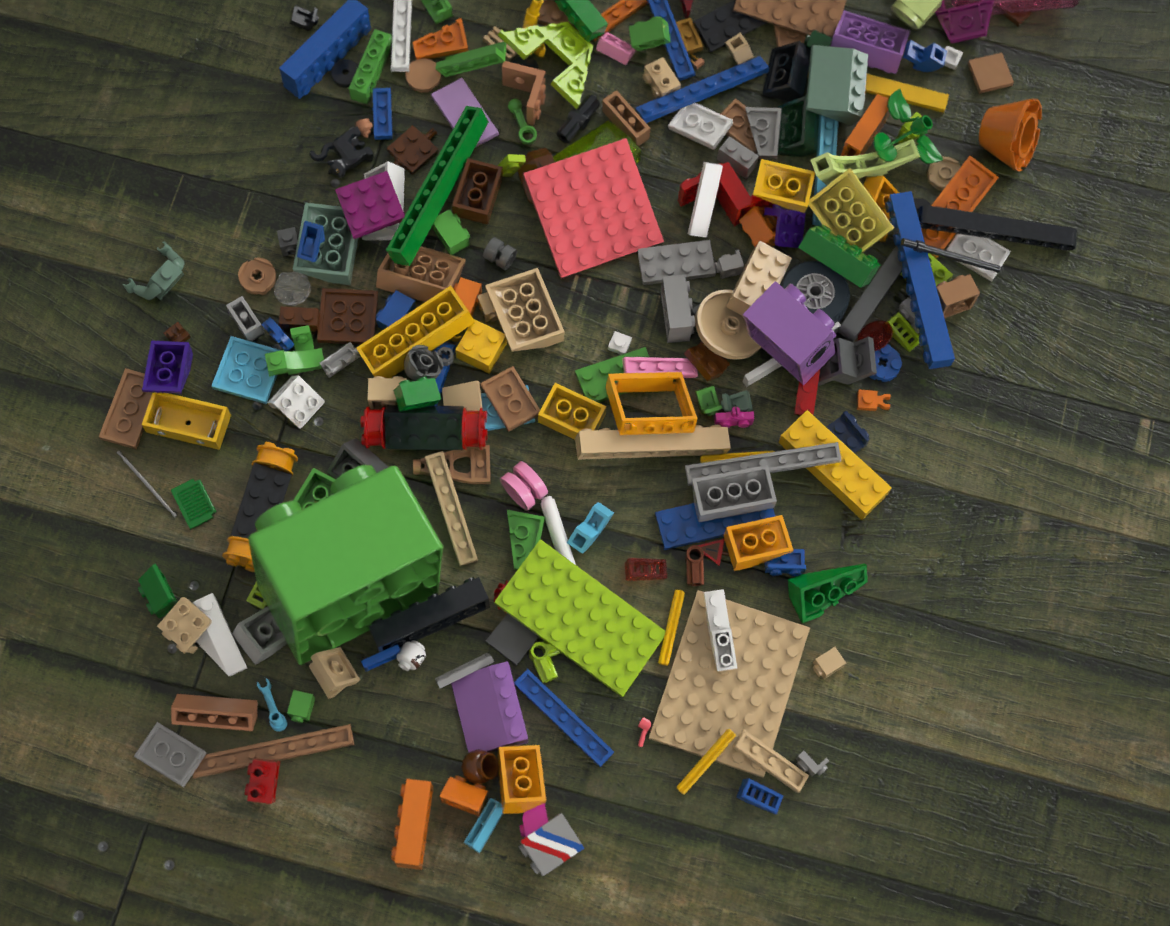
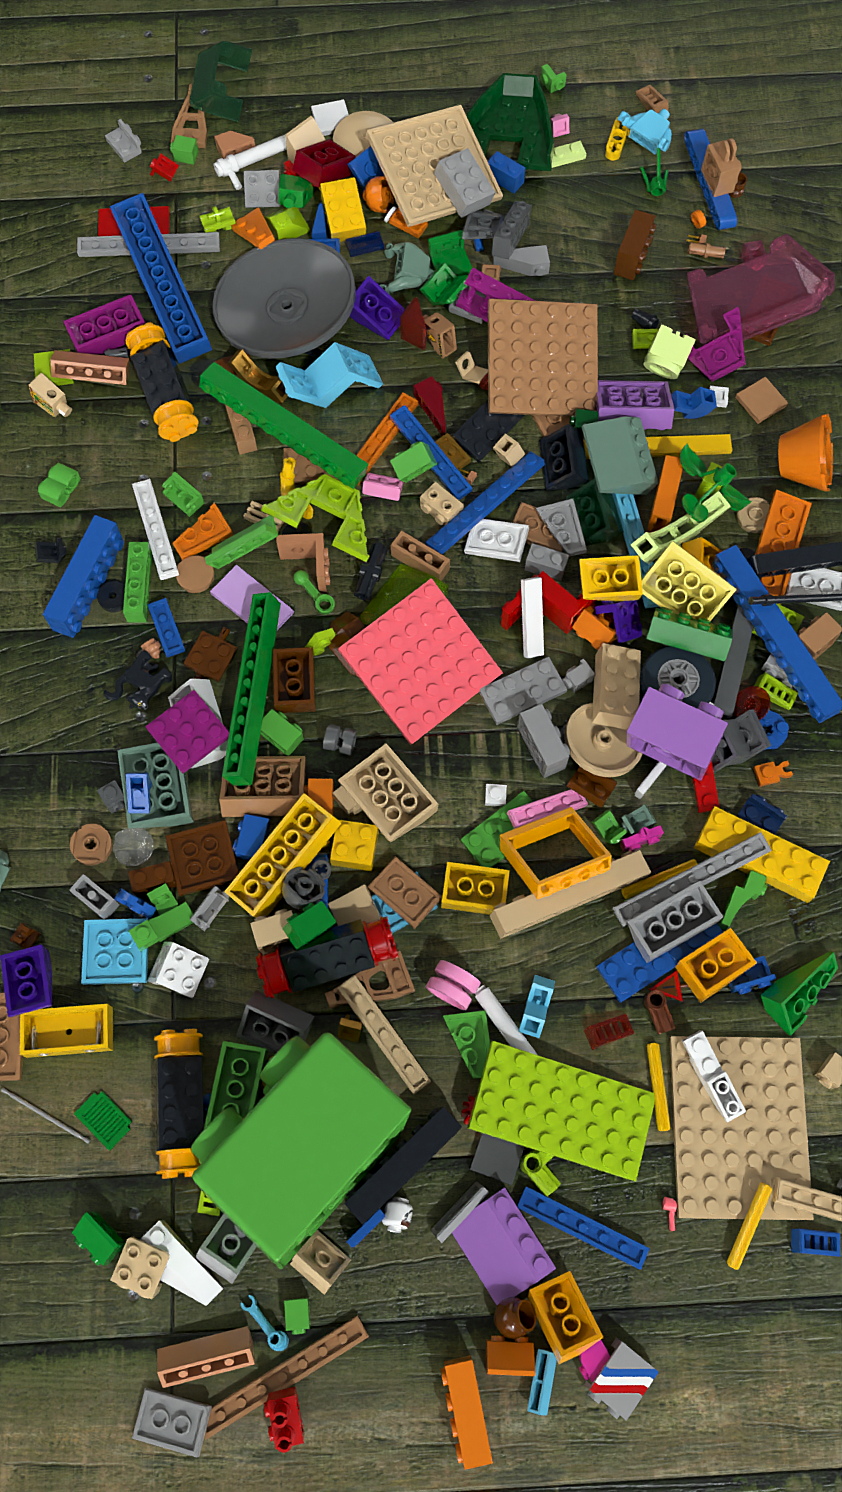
camera: 15 degrees left, 0 degrees up
(424, 495) = (349, 1029): none -> pearl gold tile
(814, 492) = (752, 888): none -> bright green slope

